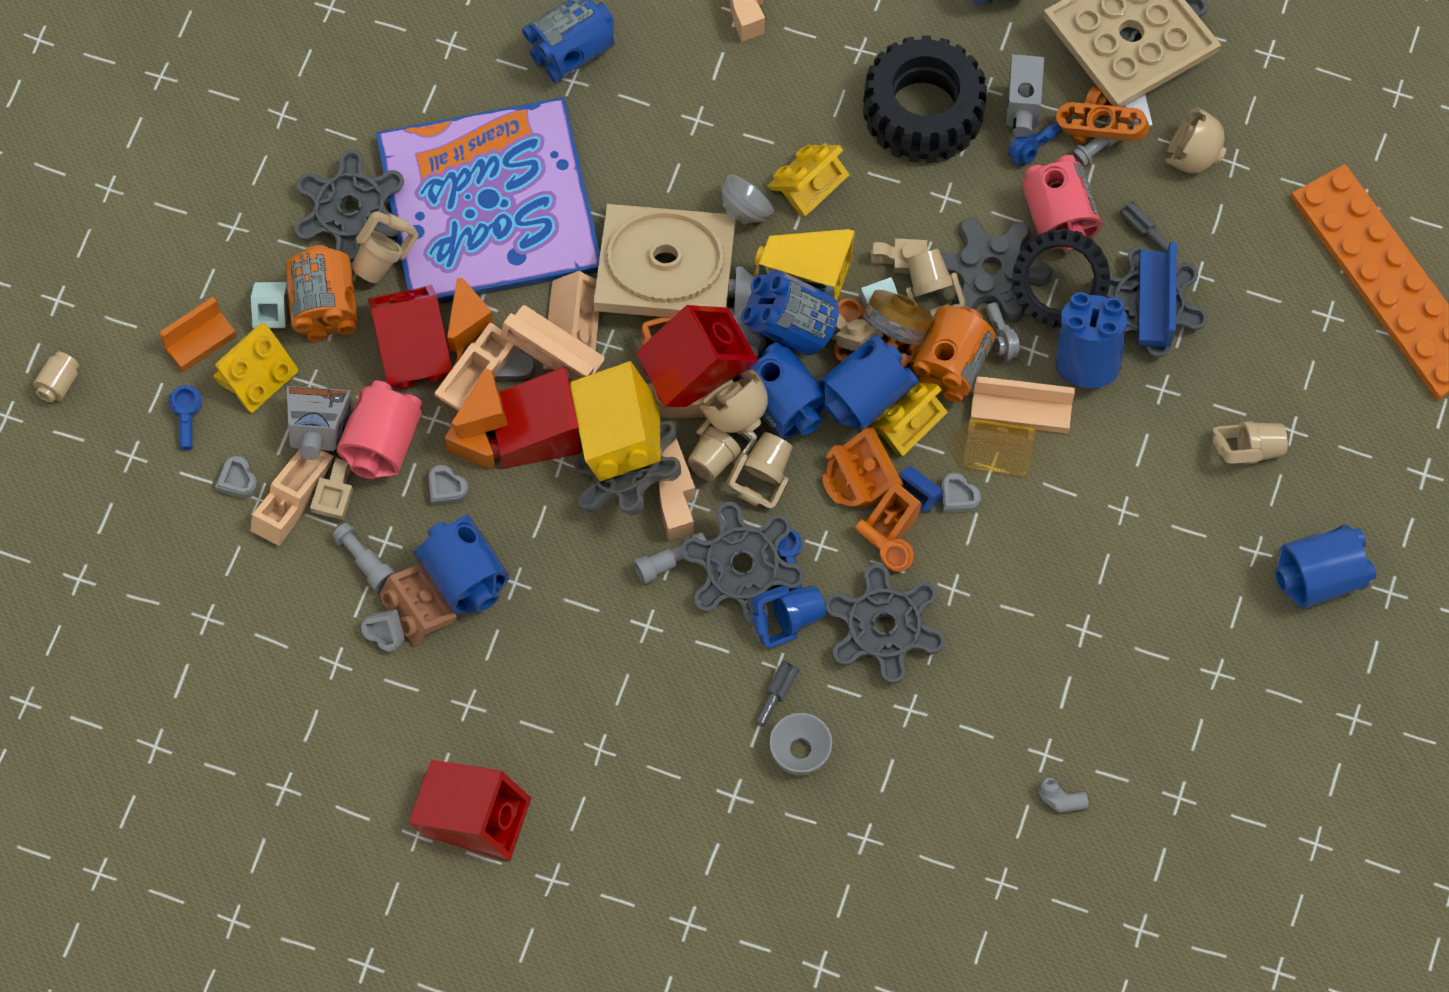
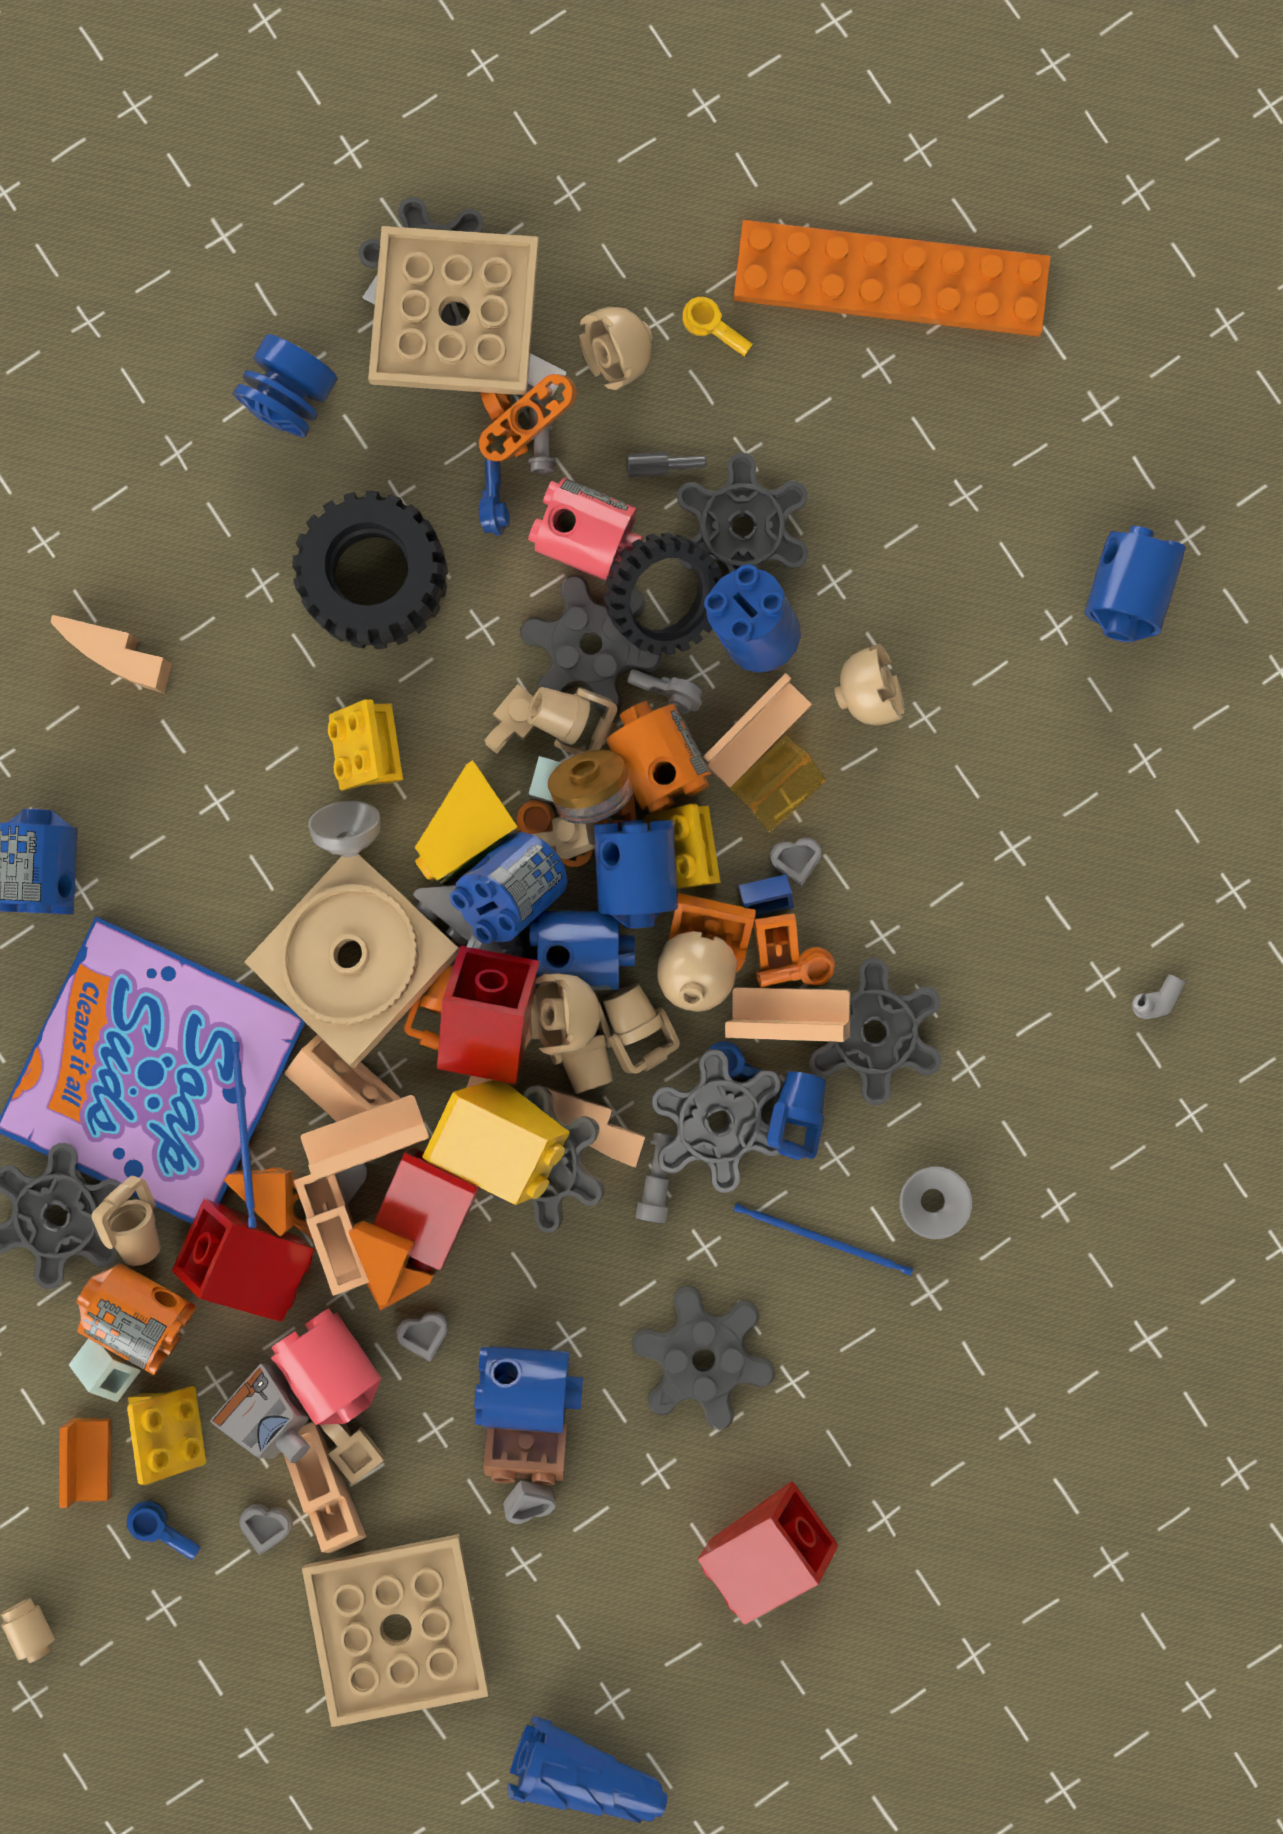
camera: 50 degrees left, 20 degrees up
(217, 782) = (571, 1774): none -> blue cone
(222, 569) = (379, 1676): none -> tan piece
(367, 561) = (451, 1466): light grey piece -> none
(495, 272) = (243, 1135): none -> blue piece
(575, 699) = (700, 1330): none -> dark grey plate
(715, 698) = (822, 1239): none -> blue piece
(777, 690) = (861, 1178): dark grey axle -> none
(831, 476) = (696, 971): none -> tan cylinder
(851, 558) = (789, 1014): none -> light nougat panel
(1022, 102) = (443, 472): light grey torso -> none
(1112, 453) = (870, 688): none -> tan cylinder
(1157, 297) = (749, 515): blue panel -> none
(1254, 441) = (960, 545): tan piece -> none
(1262, 185) = (703, 317): none -> yellow plate

